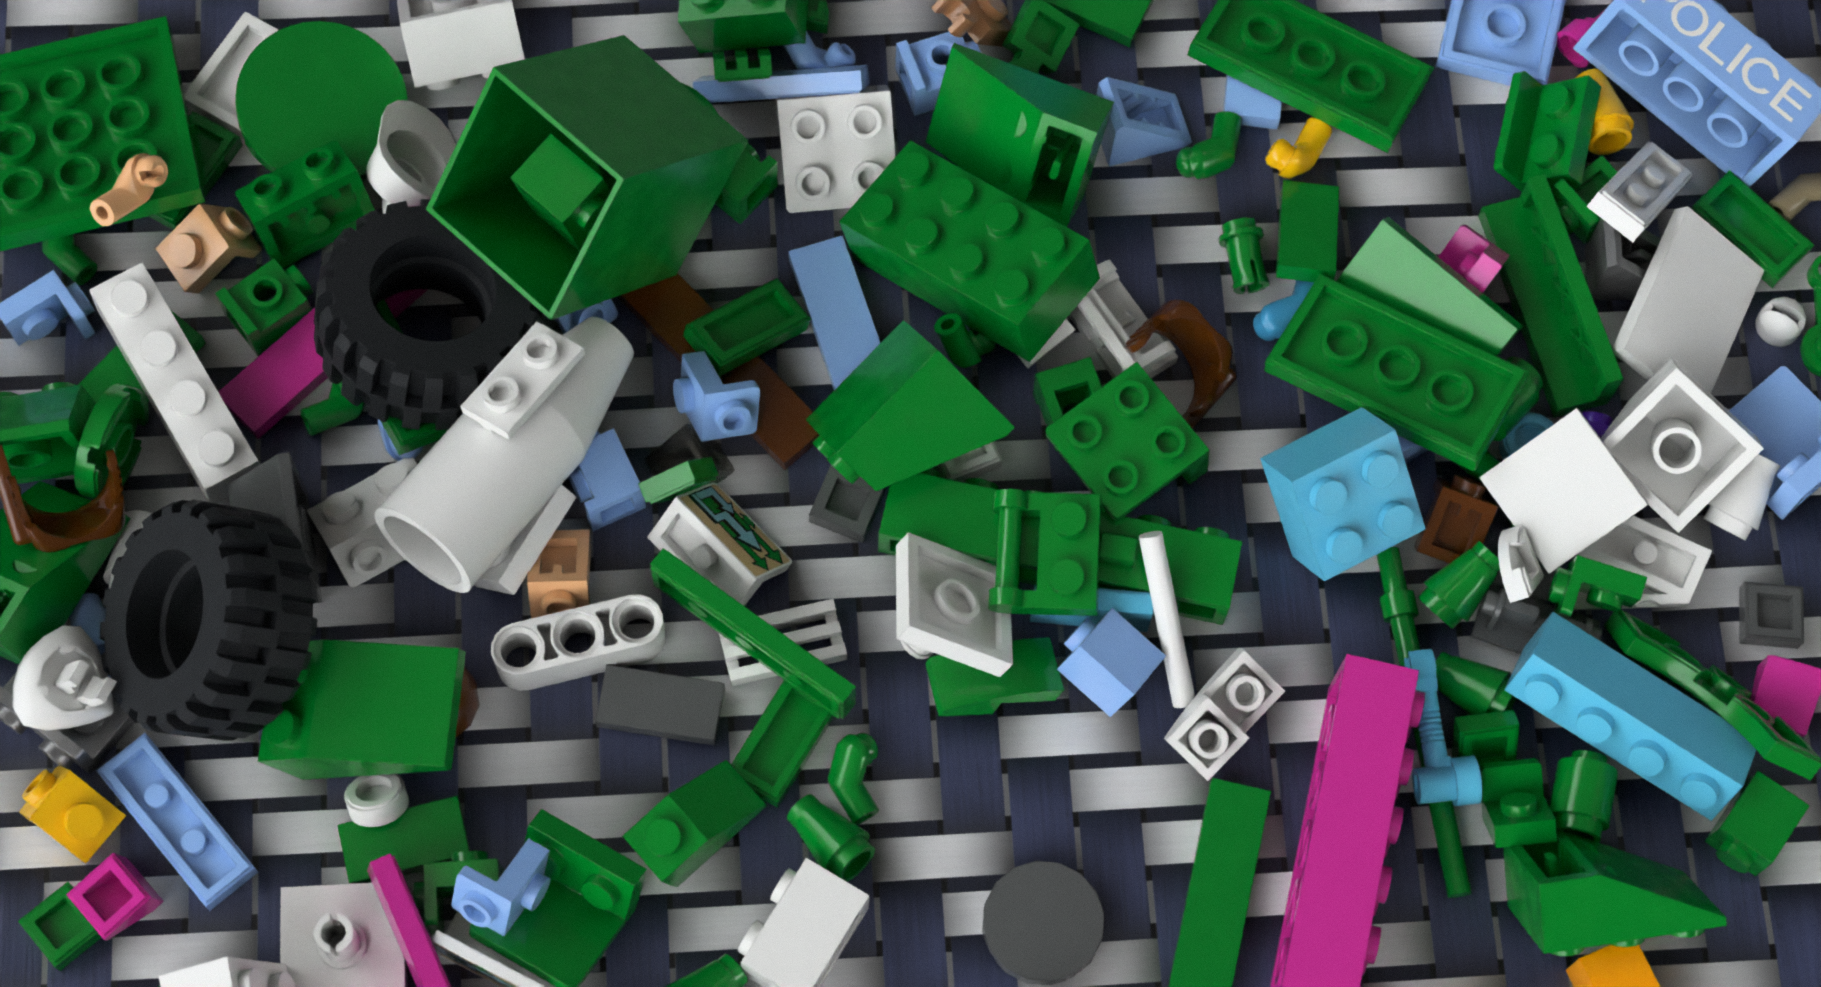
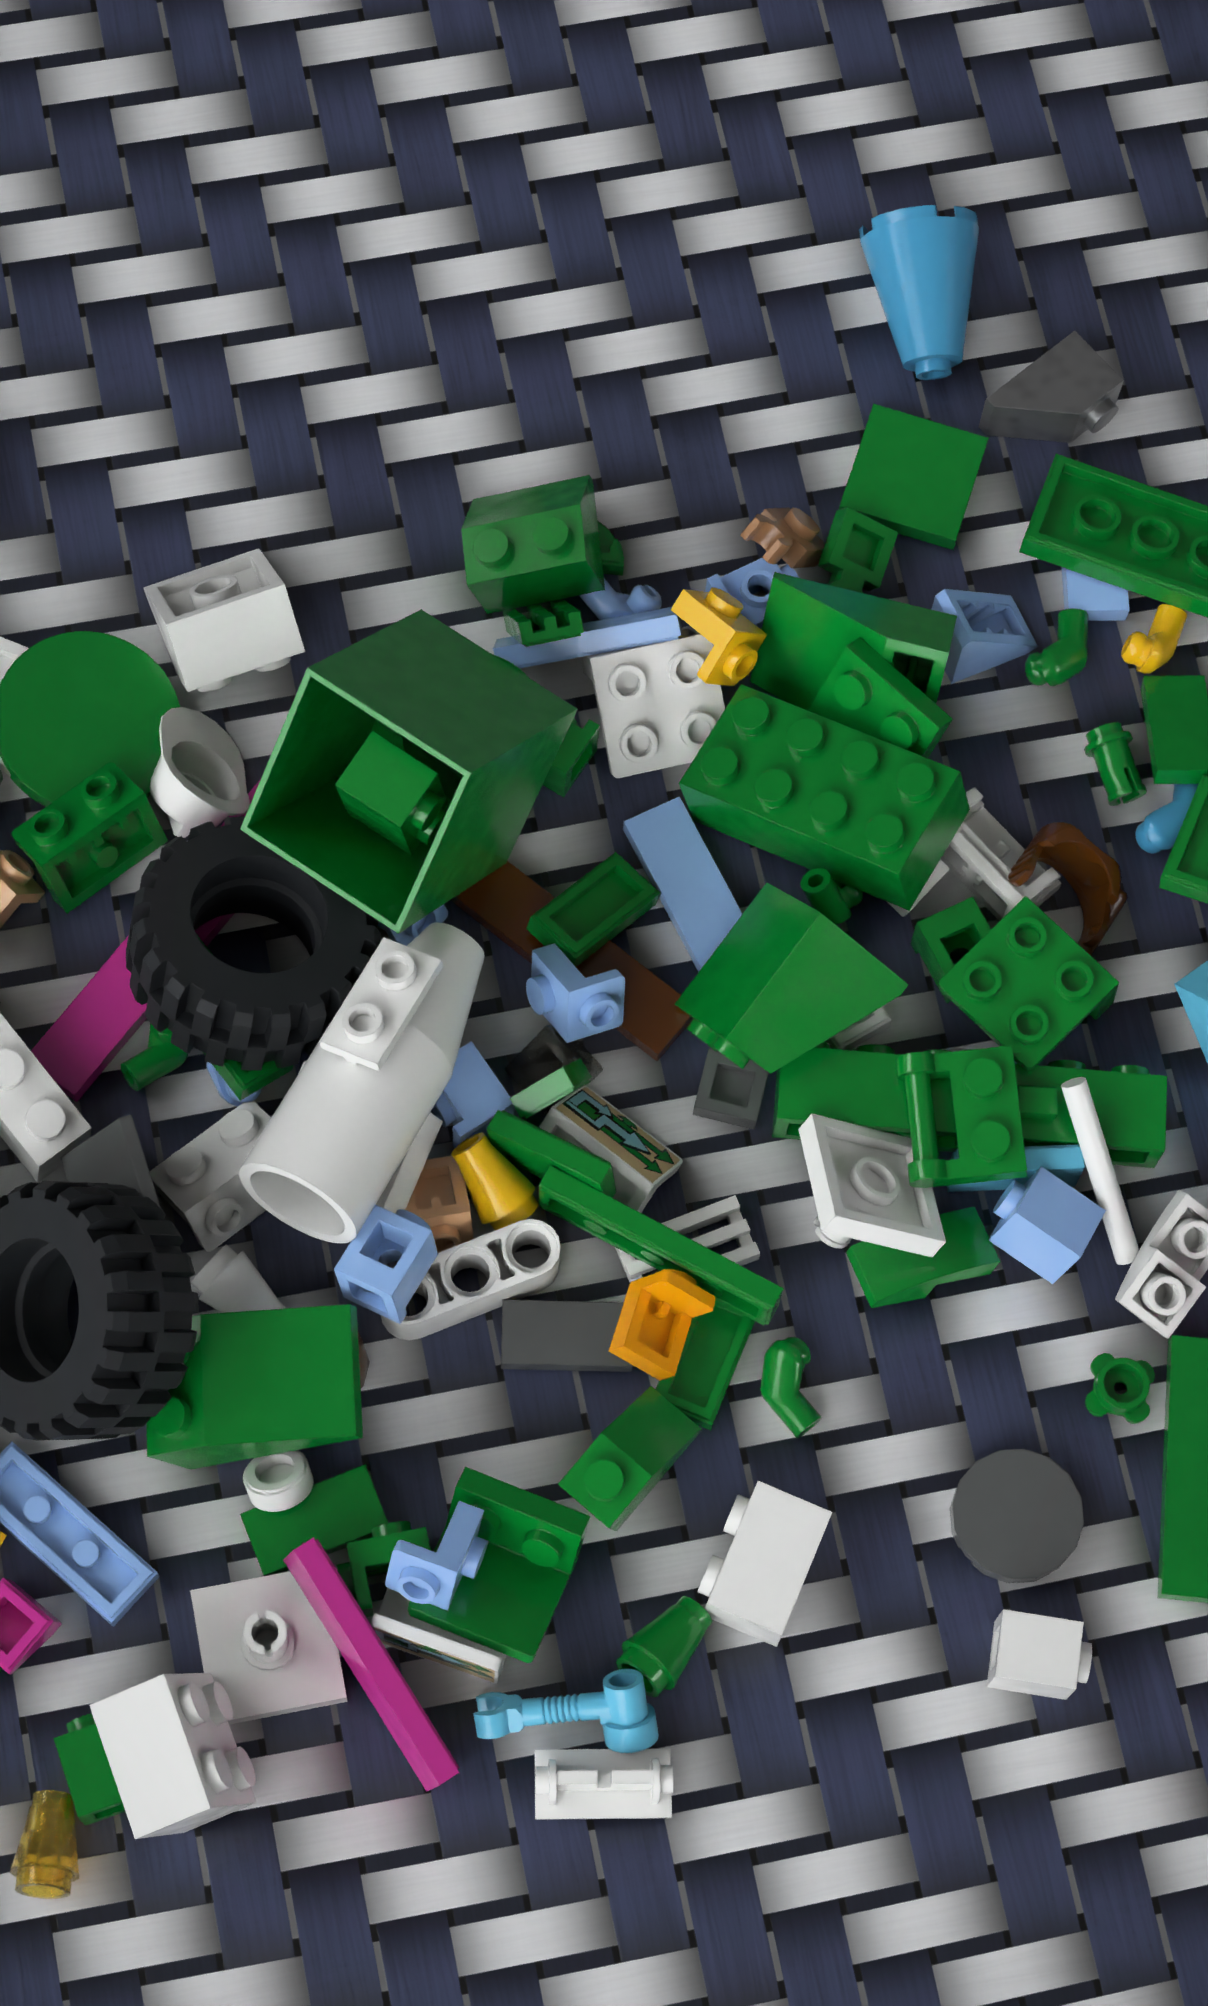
camera: 10 degrees left, 0 degrees up
(267, 321) = (64, 973): green brick -> none
(366, 617) = (234, 1284): none -> white cone
(499, 614) = (381, 1240): none -> light blue brick
(614, 558) = (494, 1183): none -> yellow cone
(654, 532) = (538, 1149): none -> green tile
(741, 702) = (658, 1321): none -> light orange bracket
(831, 838) = (776, 1454): green cone -> none
(906, 93) = (734, 636): none -> yellow bracket
(1030, 170) = (880, 701): none -> green wing
(1152, 803) = (1133, 1375): none -> green plate

